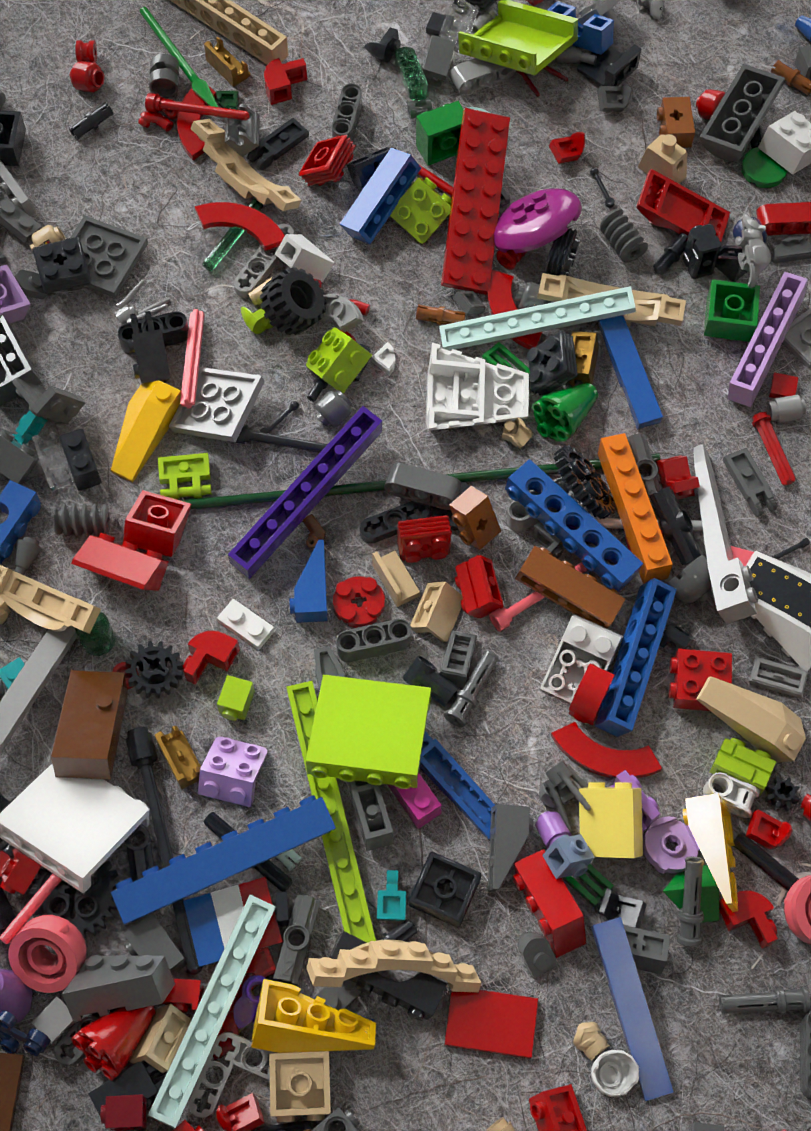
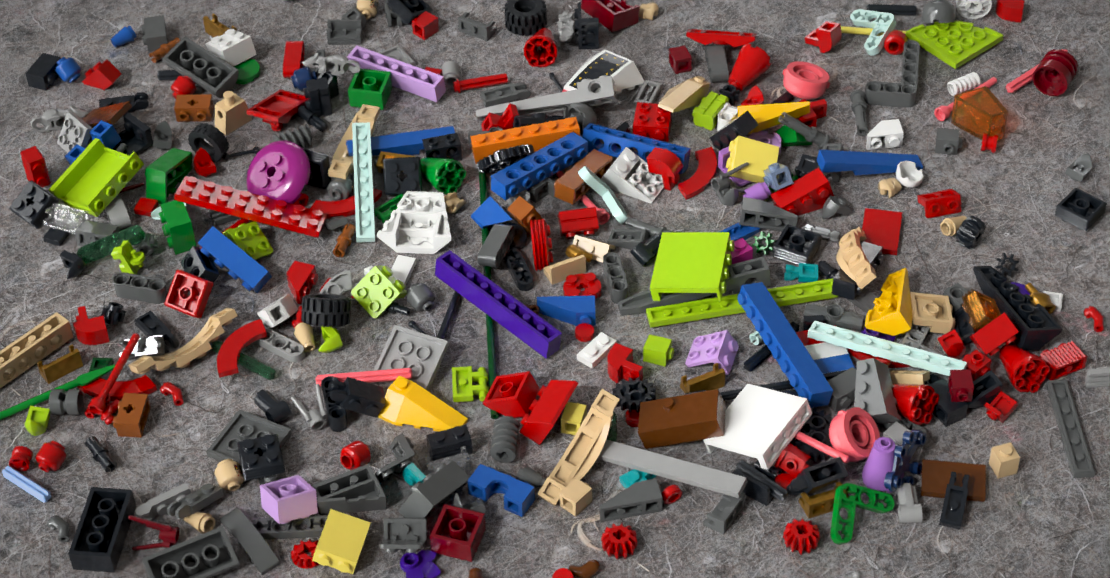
camera: 85 degrees left, 20 degrees down
(54, 65) = (26, 484): none -> light blue axle
(69, 363) = (355, 455): none -> red head
(118, 599) = (573, 417): none -> light yellow brick
(140, 55) = (37, 420): none -> lime plate
(144, 139) = (132, 415): none -> dark orange brick
(152, 271) = (273, 408): none -> black piece
(185, 174) = (175, 391): none -> red arm
(277, 607) = (584, 332): none -> red tile
(302, 96) = (113, 313): none -> black gear
(361, 274) = (301, 279): none -> red slope
(386, 93) = (130, 259): none -> lime hips
(387, 385) = (403, 268): none -> white tile
(415, 589) = (574, 251): none -> pearl gold arm
(448, 841) = (760, 245): none -> green gear
(482, 930) = (826, 233): none -> axle
(490, 478) = (490, 213): none -> slope
(494, 102) = (145, 206): none -> red tile
(536, 622) = (606, 193): none -> light aqua beam
(546, 110) = (166, 173): none -> green wedge
(597, 141) = (211, 134): none -> black tyre
(618, 408) = (443, 146): none -> black brick
(638, 28) = (108, 114): none -> reddish brown tile
(666, 790) = (738, 127): none -> black brick
(681, 49) = (138, 101): none -> black hinge
(712, 1040) = (885, 135): none -> white slope
(726, 18) = (101, 75): none -> red slope

